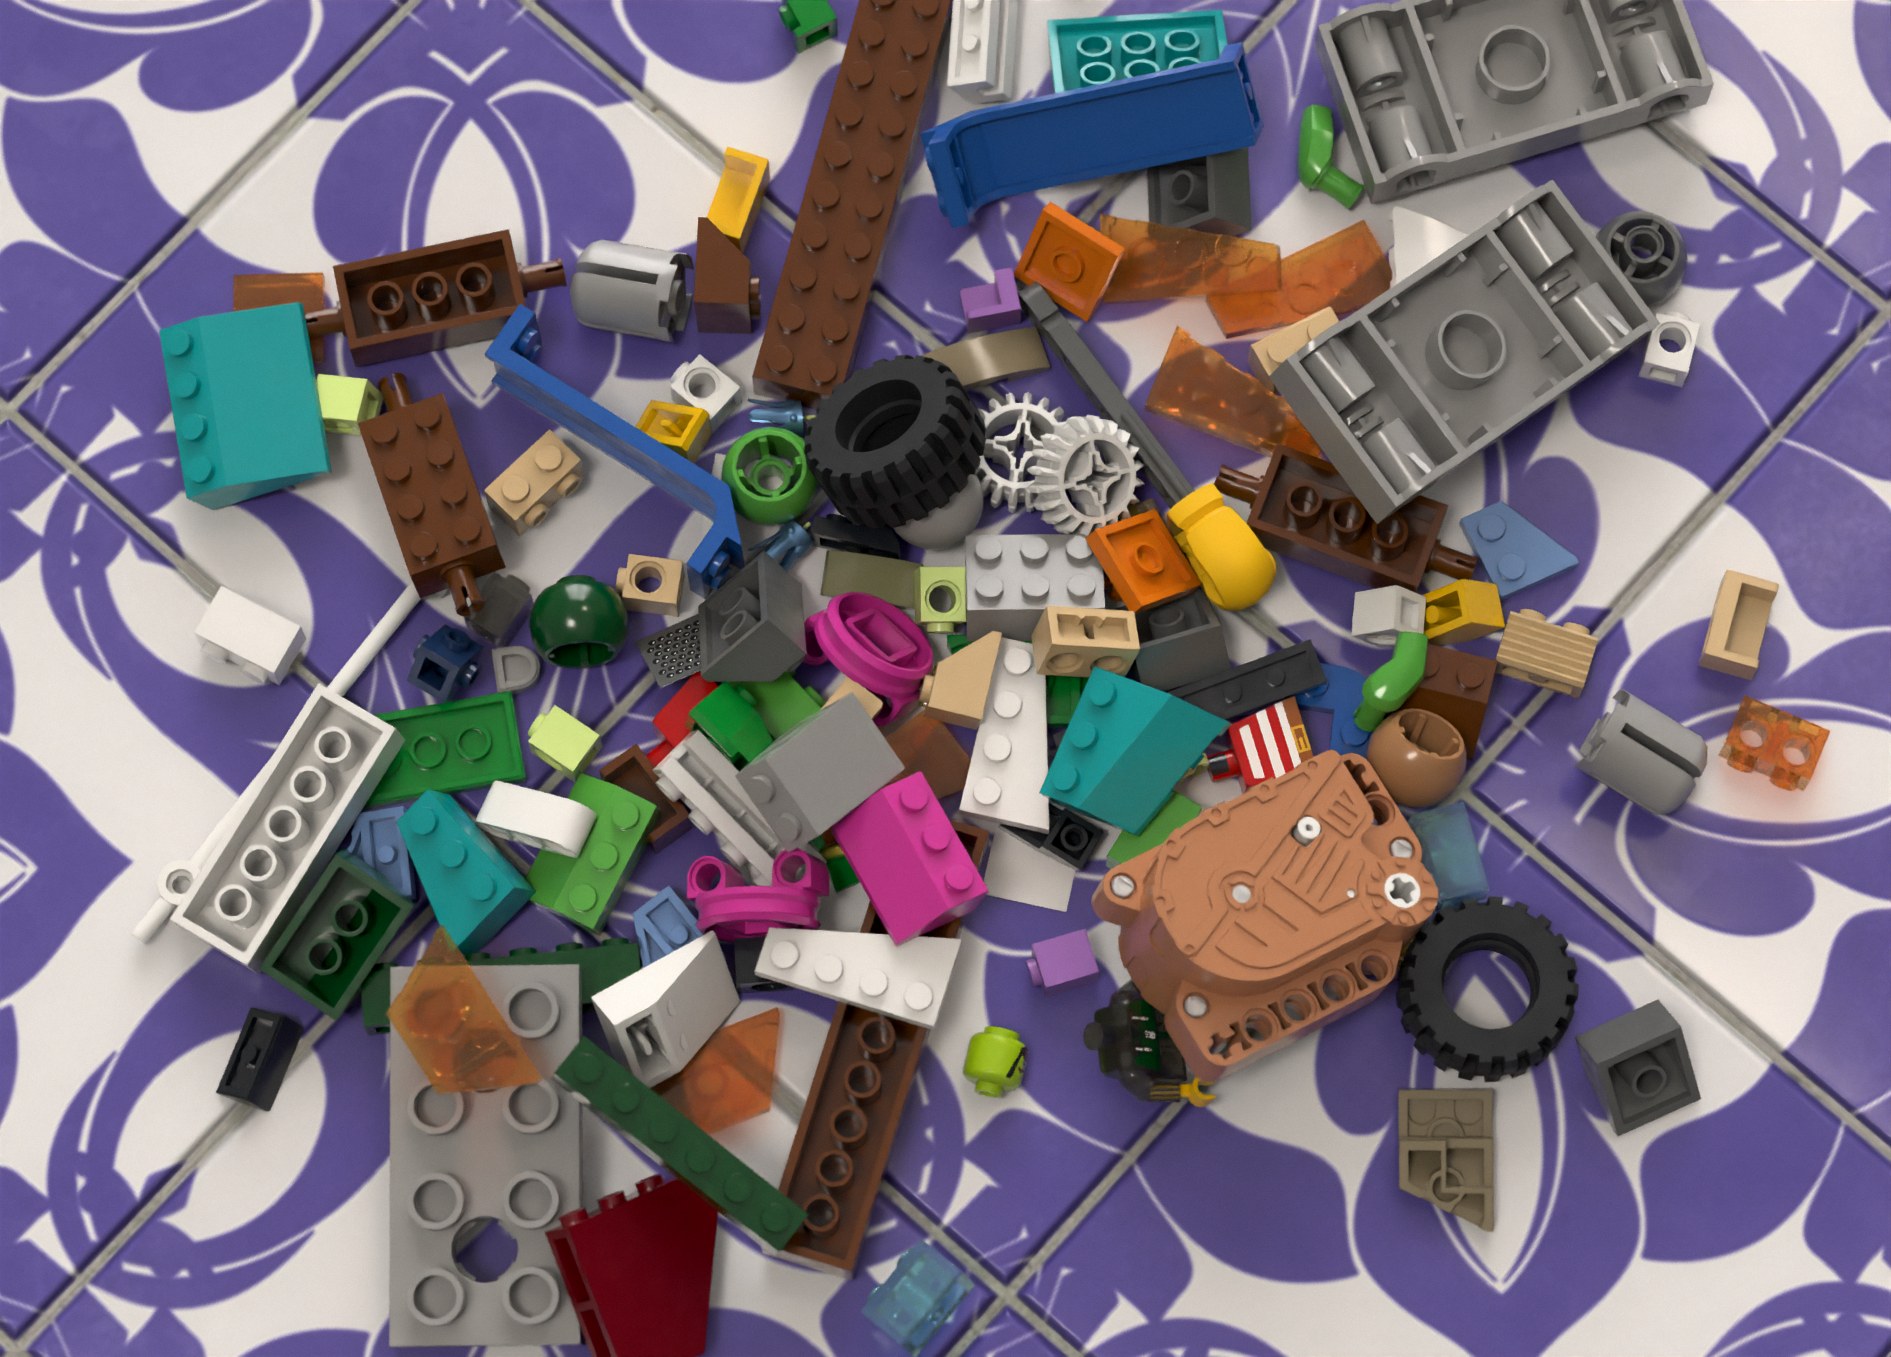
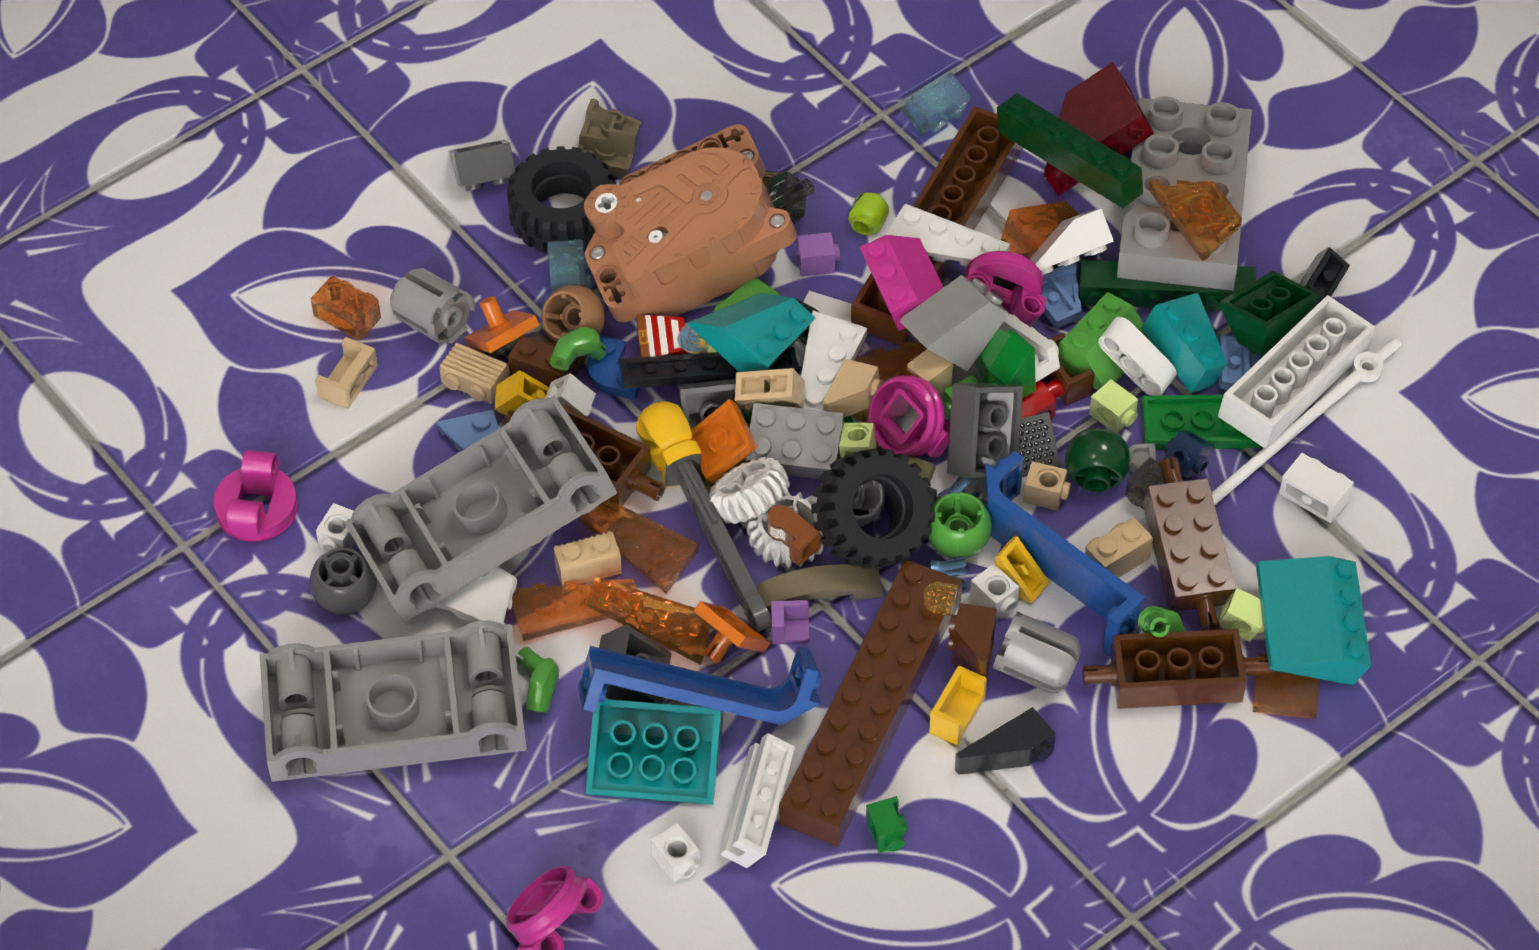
camera: 170 degrees left, 20 degrees down
(468, 354) = (1159, 621): none -> bright green arm
(653, 155) = (1009, 746): none -> black slope
(778, 325) = (940, 597): none -> clear yellow tile
(1006, 408) = (794, 532): none -> dark orange leg
(1229, 747) = (690, 340): none -> clear tile
(1521, 723) = (500, 327): none -> orange tile
(1805, 335) = (245, 518): none -> dark pink piece

